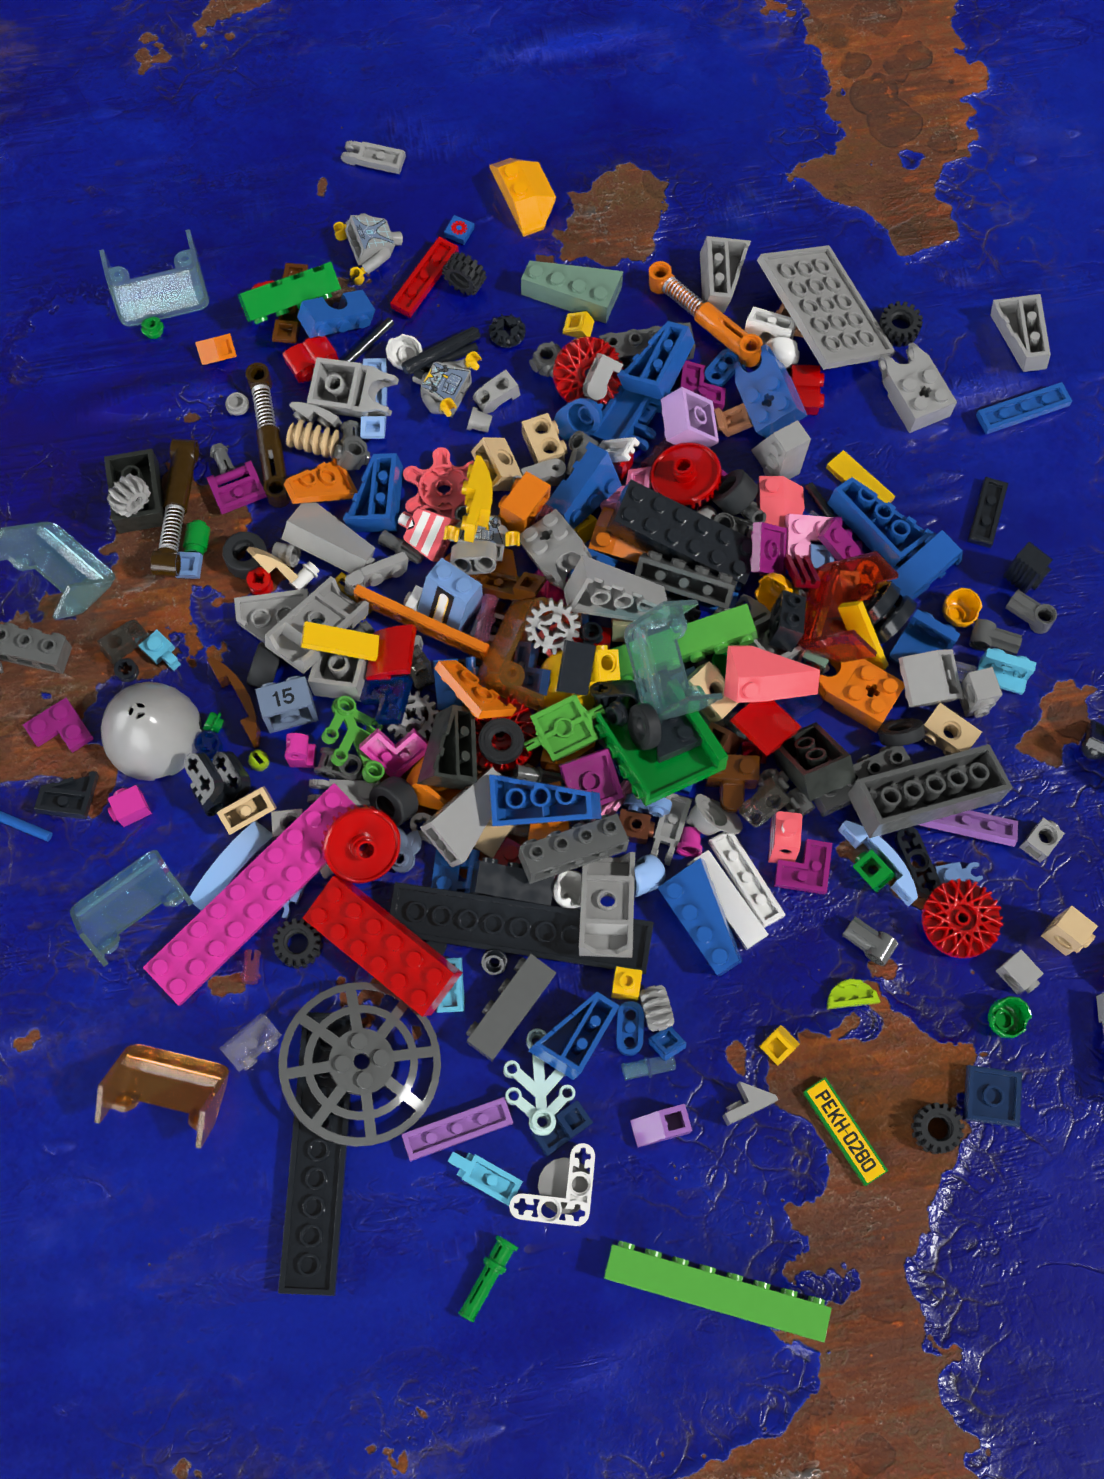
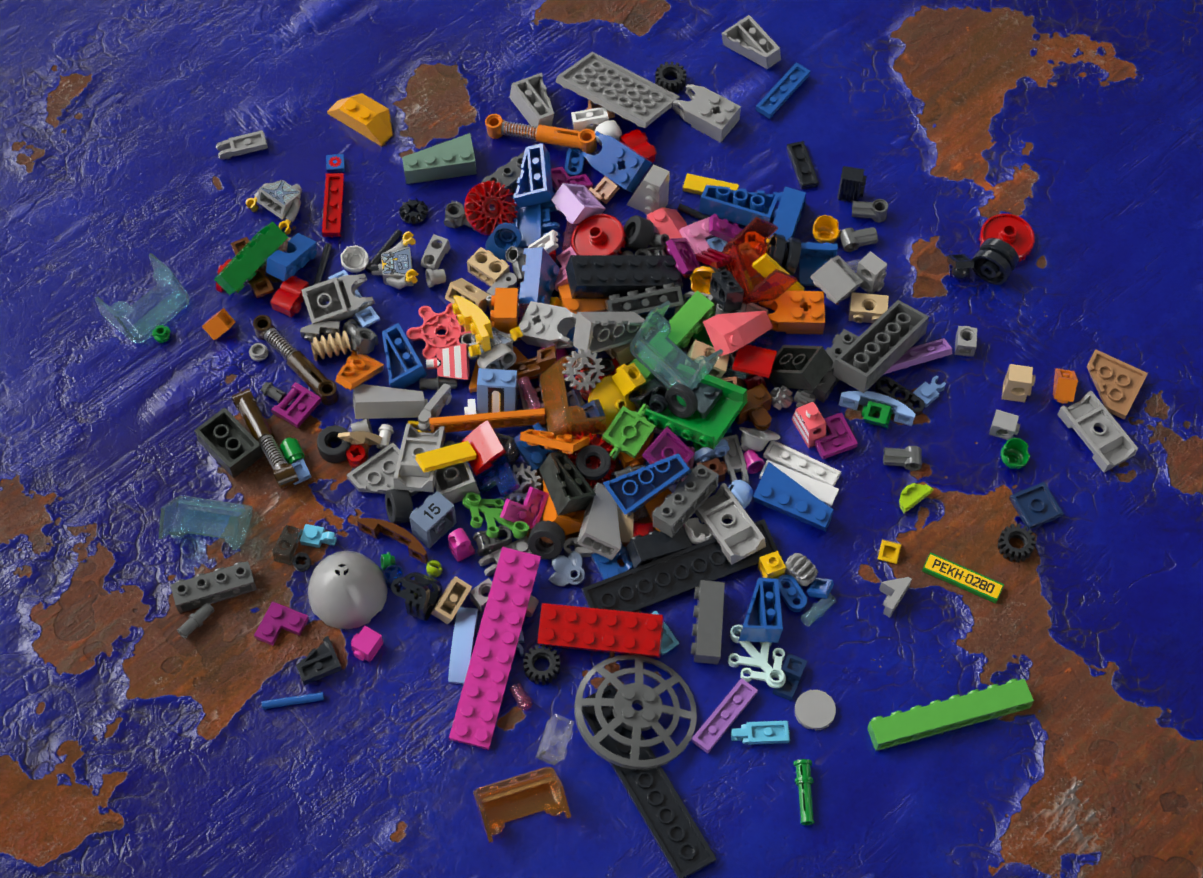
camera: 30 degrees left, 10 degrees down
(124, 901) = (408, 698): clear light blue windscreen -> none
(128, 495) = (235, 442): light grey gear -> none
(351, 831) = (546, 574): red wheel -> none
(440, 350) = (378, 245): black axle -> none
(464, 273) = (361, 188): black tyre -> none
(490, 967) = (683, 605): black plate -> none
(572, 1197) = (825, 712): white beam -> none
(576, 667) = (615, 387): black slope -> none
(578, 324) = (459, 183): yellow slope -> none
(598, 376) = (502, 205): light grey leg -> none
(661, 1125) = (851, 636): medium lavender slope -> none
(764, 803) = (785, 408): clear smoke leg -> none
(815, 660) = (762, 306): sand green tile -> none
(901, 732) = (839, 322): black tyre -> none
(976, 908) = (949, 412): red wheel -> none
(1010, 670) = (882, 248): medium azure bracket -> none

